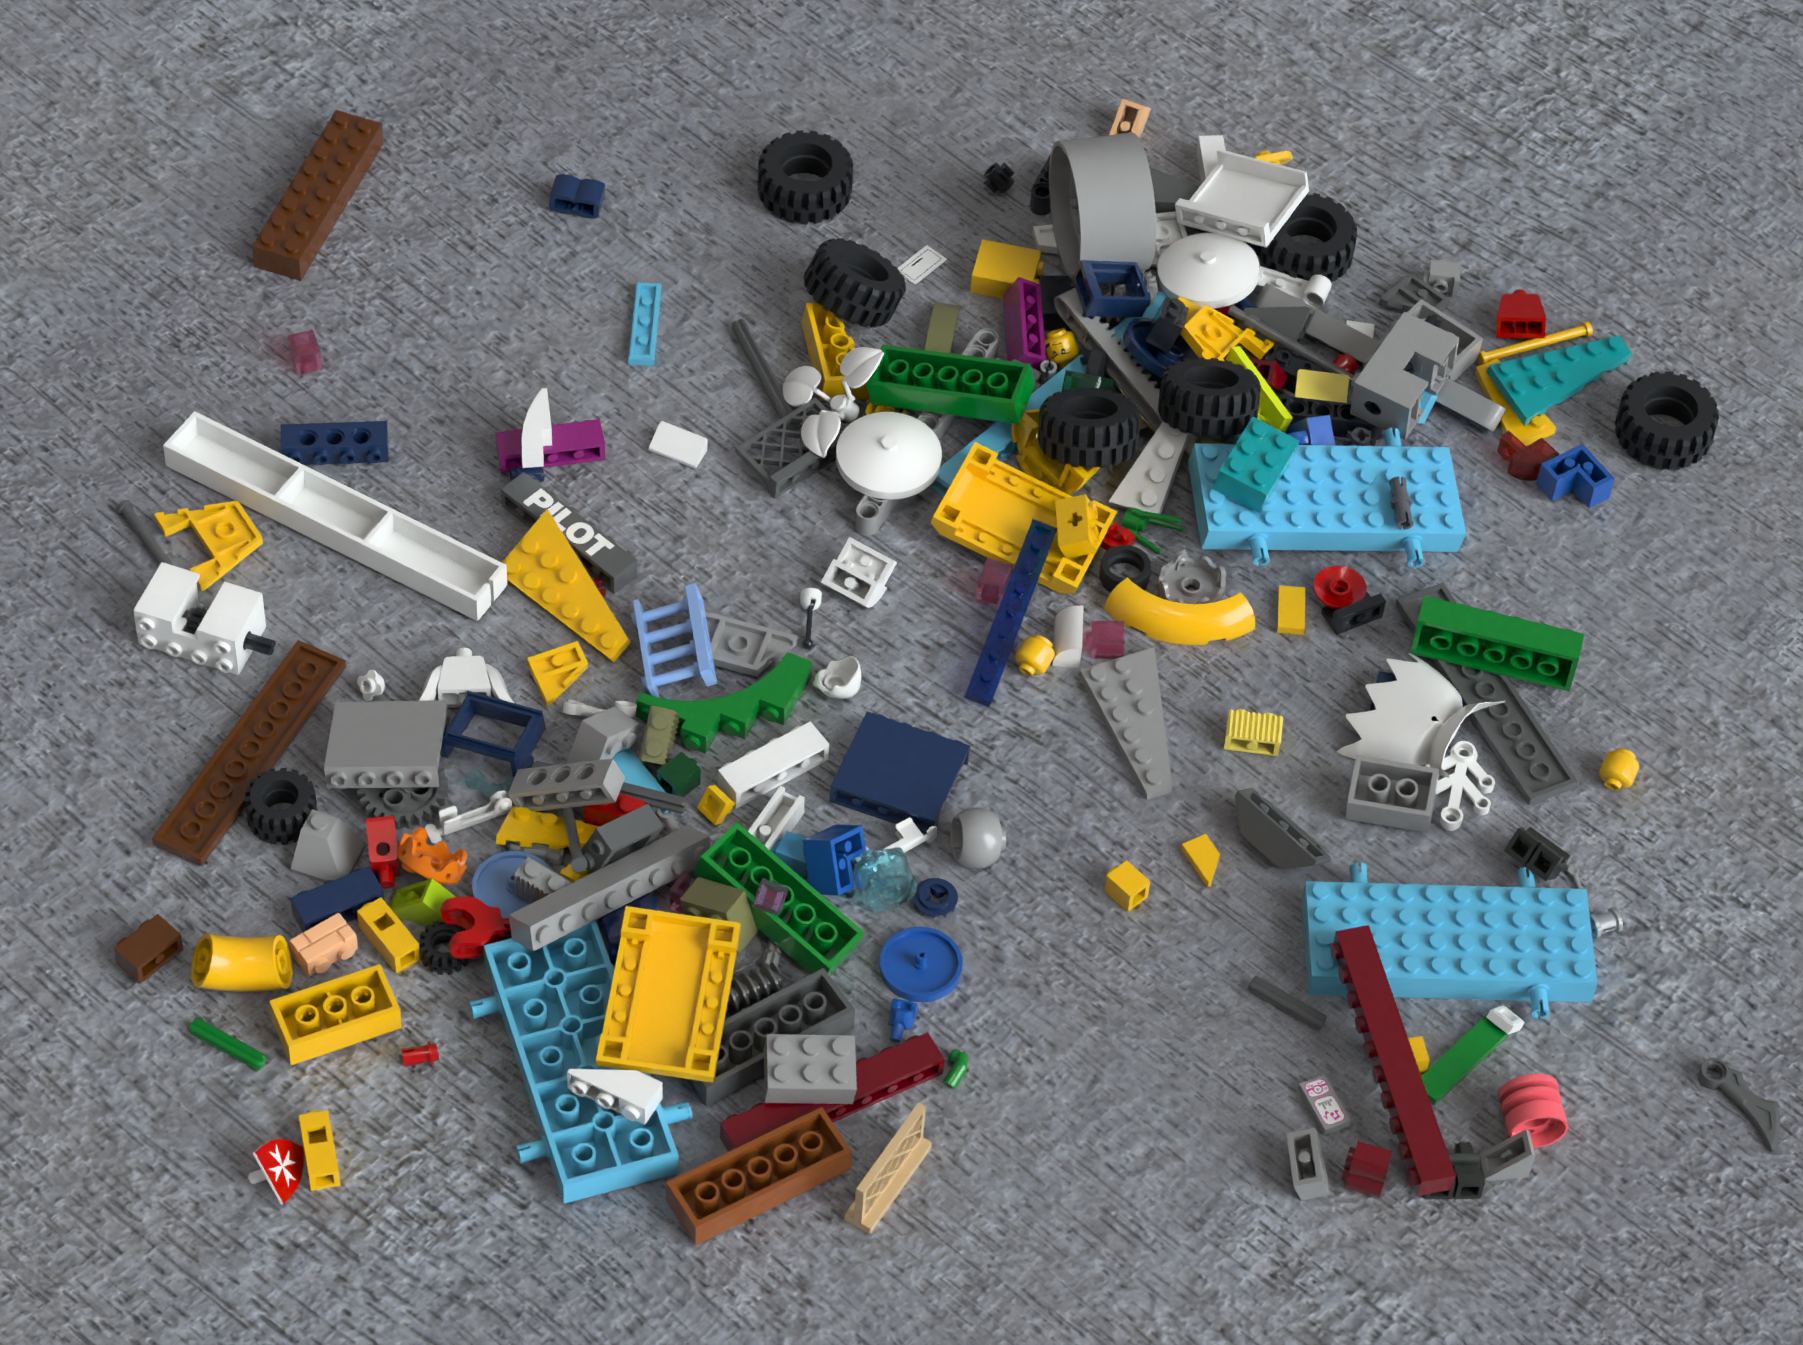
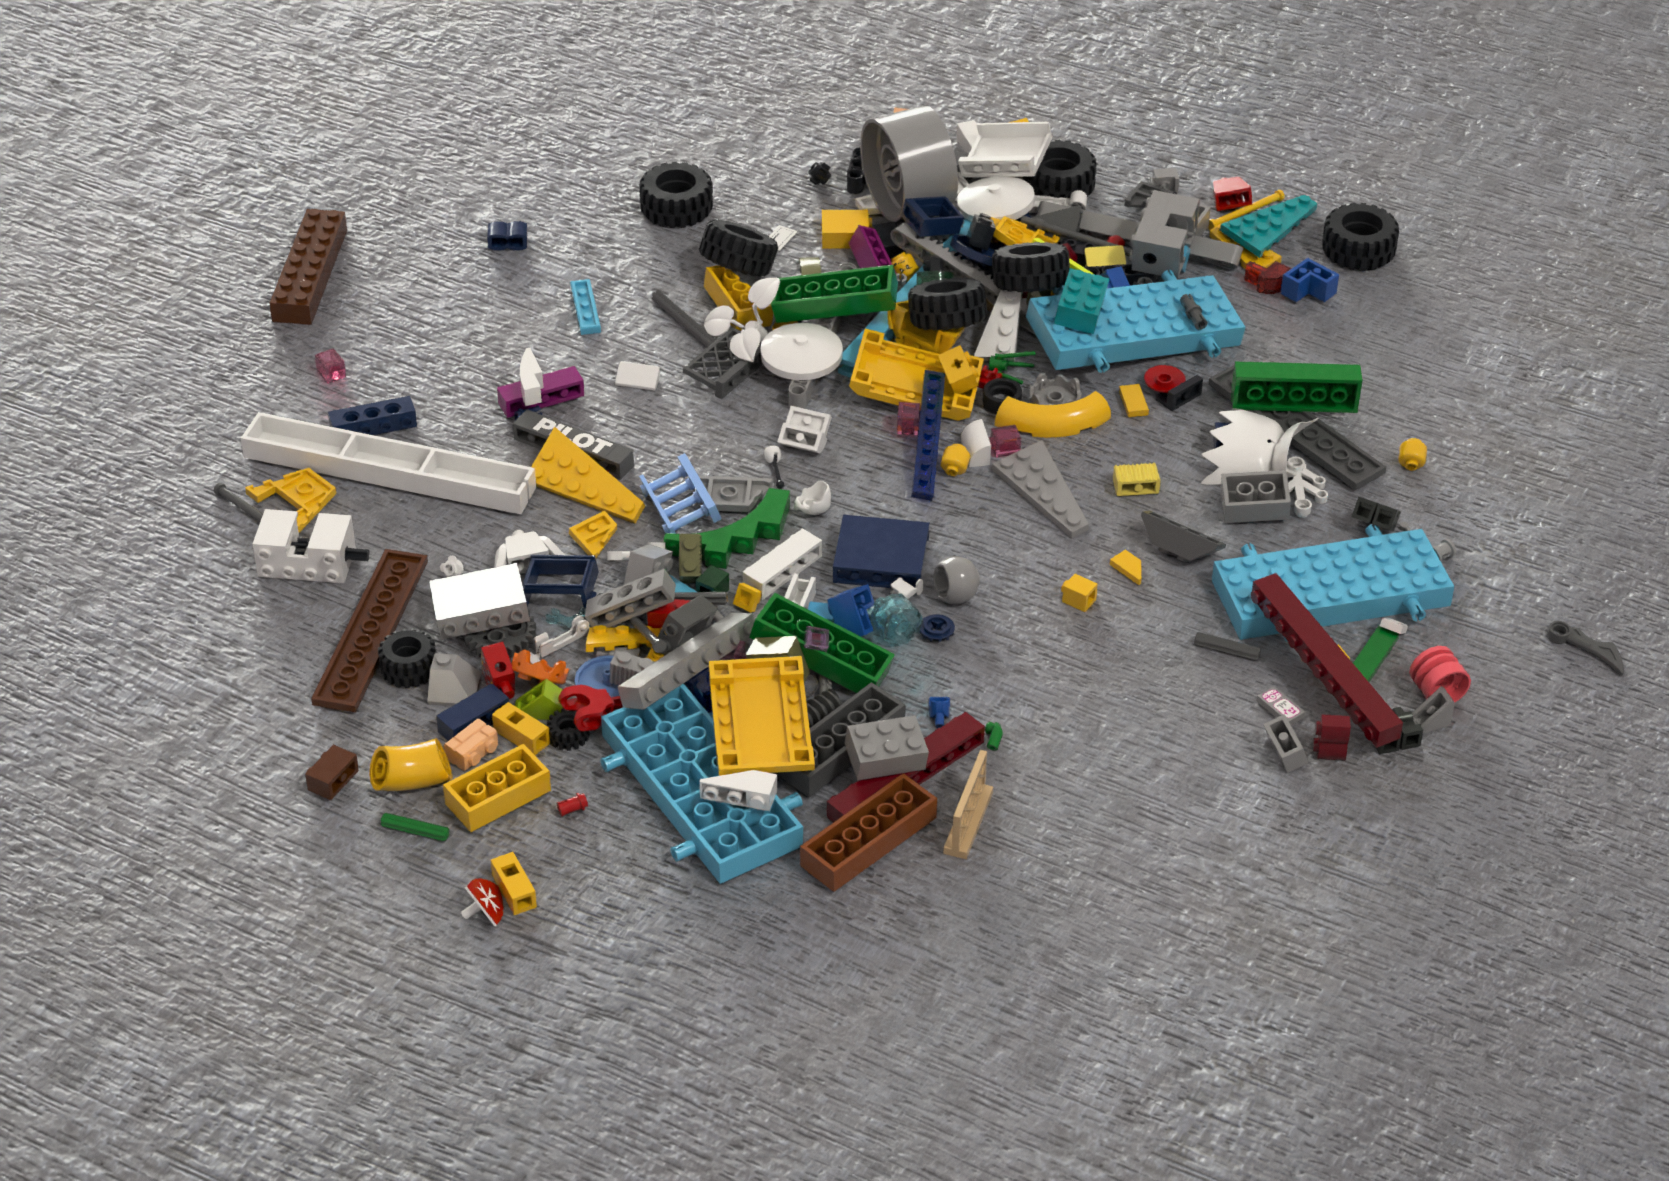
camera: 10 degrees left, 10 degrees down
(920, 964) = (941, 673): blue piece -> none

